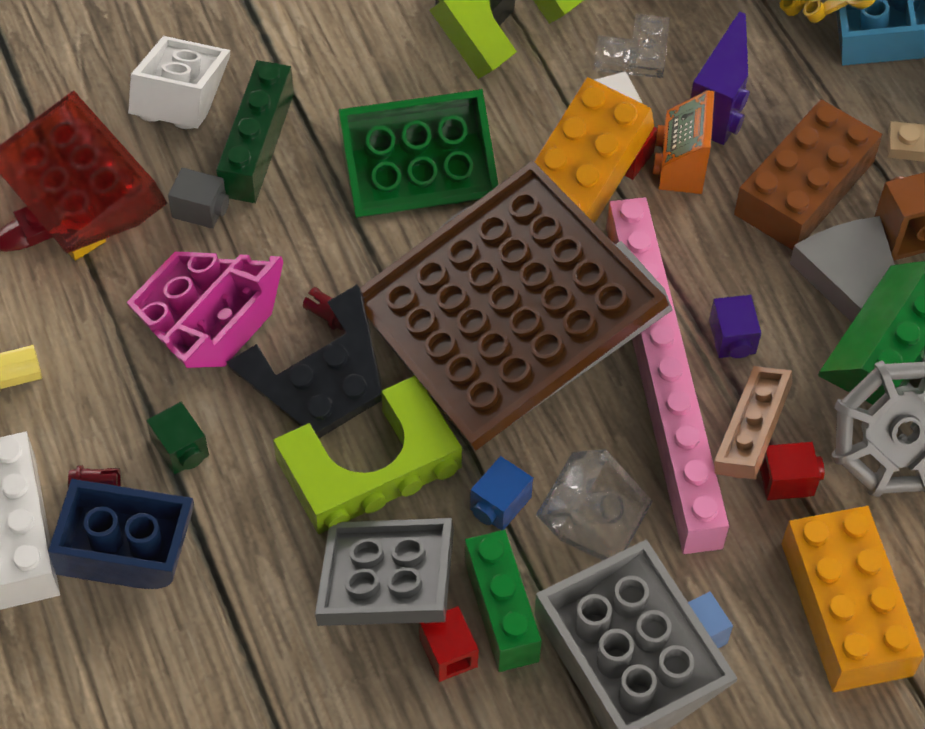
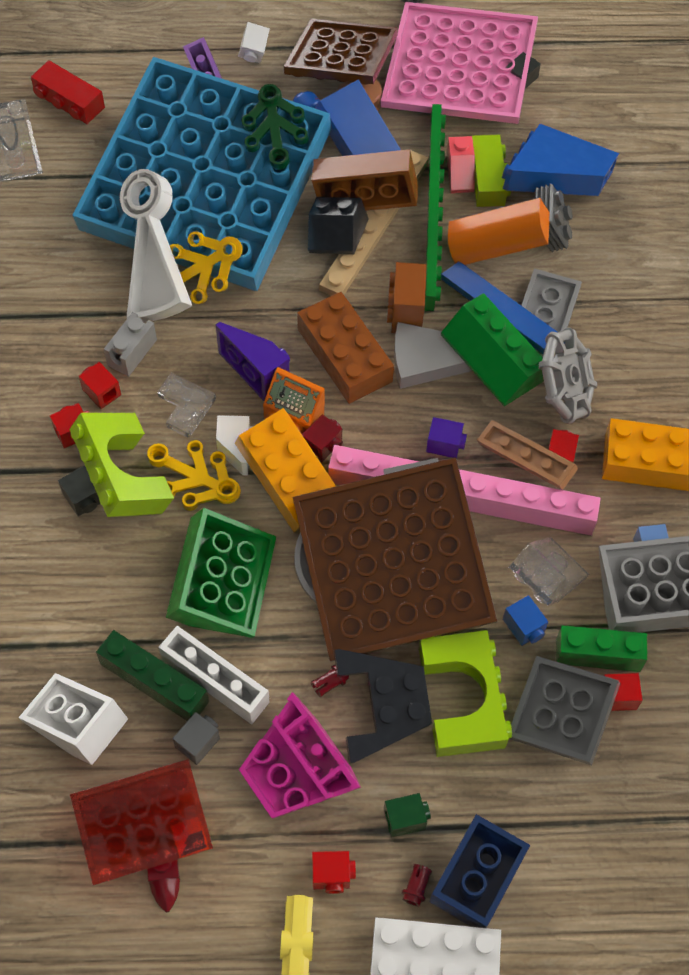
camera: 70 degrees left, 5 degrees up
(79, 382) = (332, 871): none -> red brick
(279, 184) = (214, 674): none -> white brick
(537, 123) = (197, 476): none -> yellow plant
(663, 191) = (323, 436): none -> dark red brick

